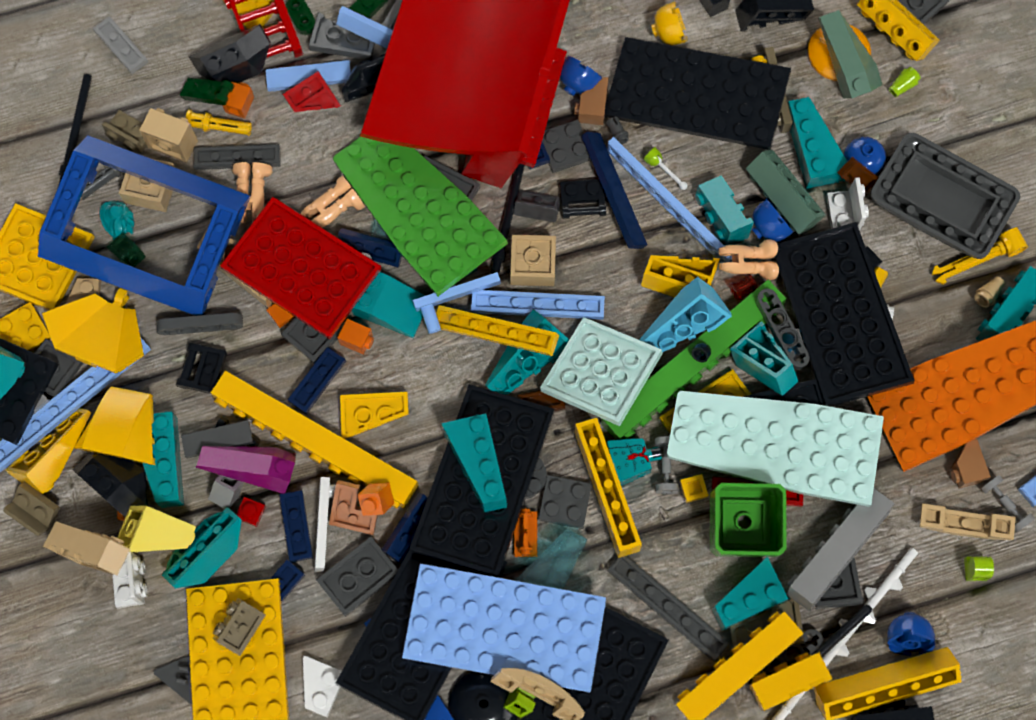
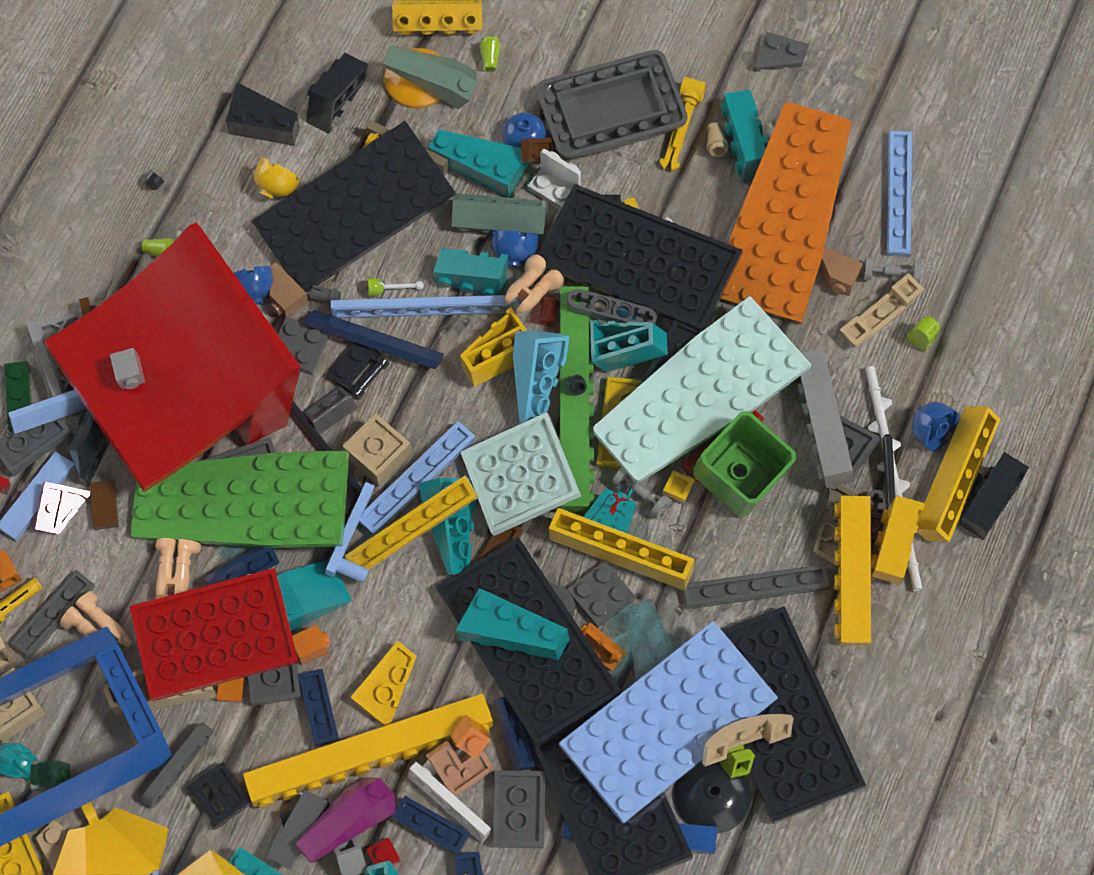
camera: 50 degrees left, 5 degrees down
(340, 122) = (104, 504): none -> reddish brown tile
(431, 48) = (127, 368): none -> light grey brick
(751, 597) = (803, 515): teal wedge -> none

